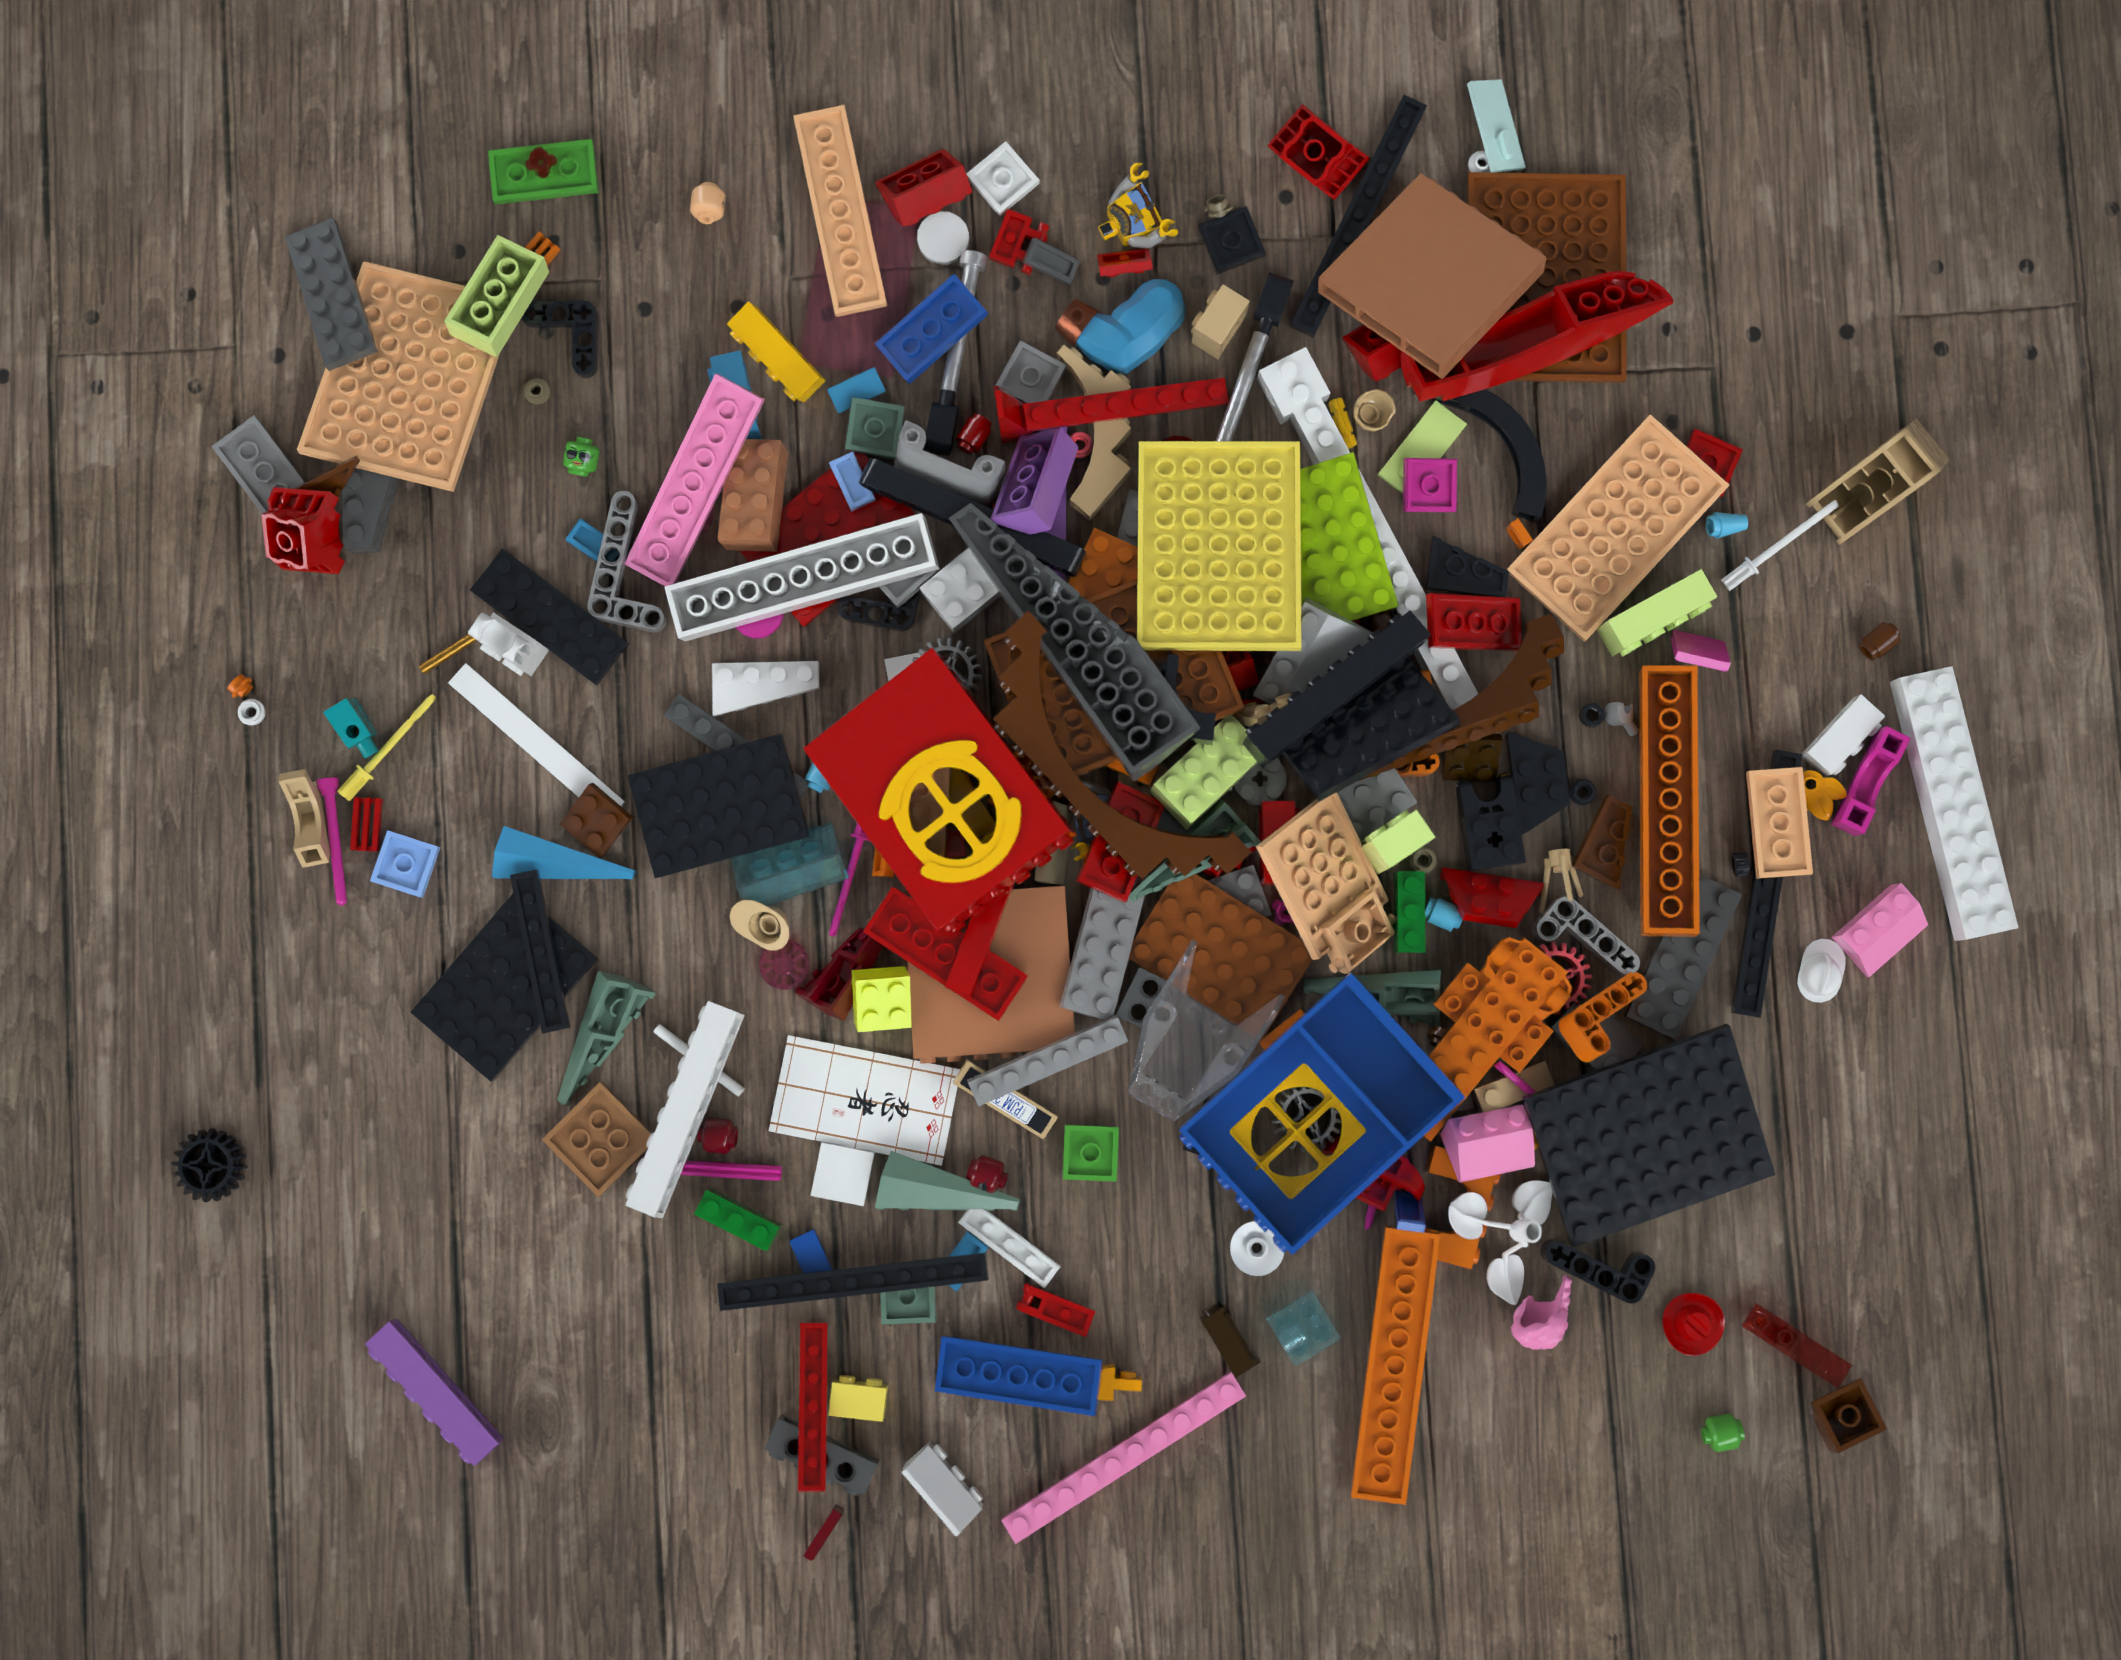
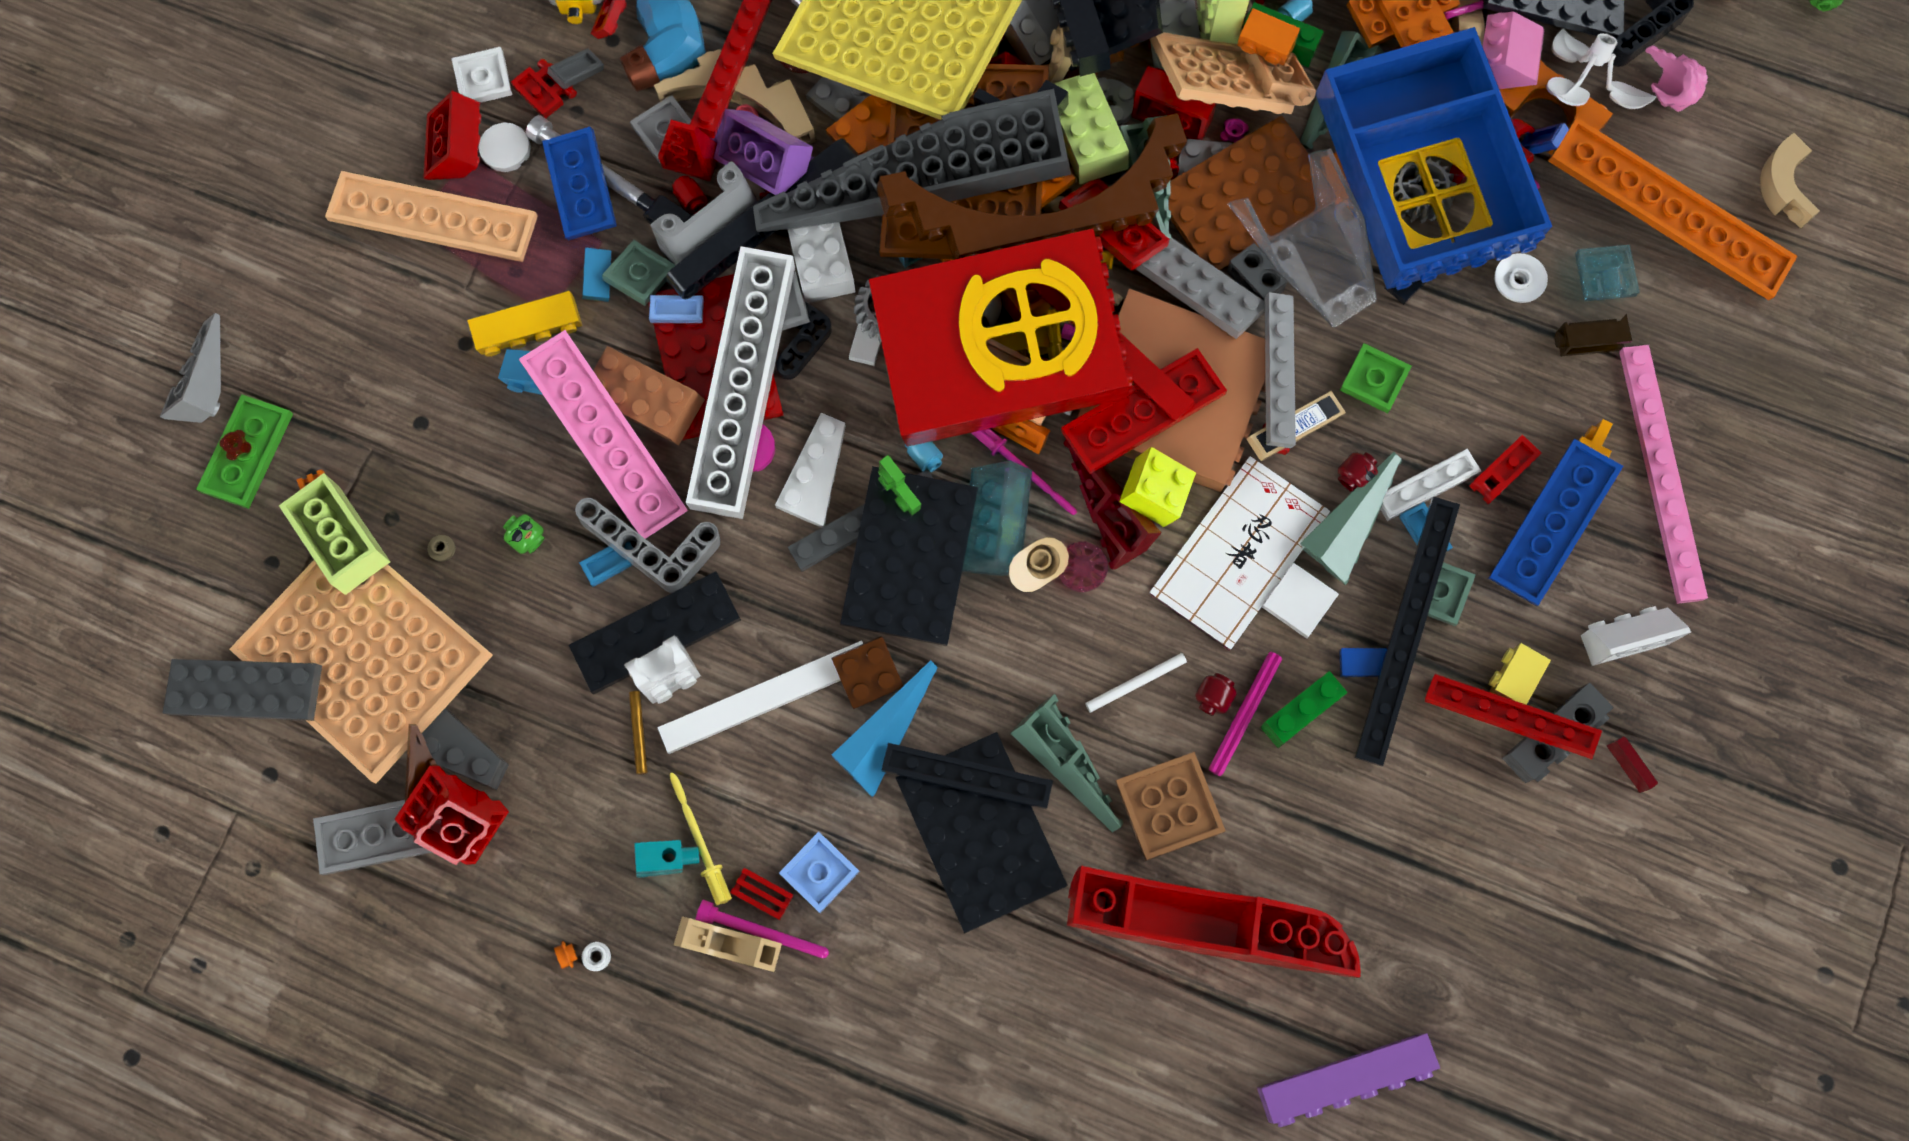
camera: 65 degrees left, 10 degrees down
(507, 1219) = (1210, 923): none -> red slope
(578, 98) = (200, 387): none -> light grey wedge
(578, 325) = (401, 484): black beam -> none
(684, 1110) = (1185, 713): white brick -> none
(707, 203) = (358, 322): light nougat head -> none
(766, 760) = (894, 479): none -> bright green plate
(1378, 902) = (1268, 37): none -> orange slope
(1481, 1457) = (1778, 182): none -> tan arch

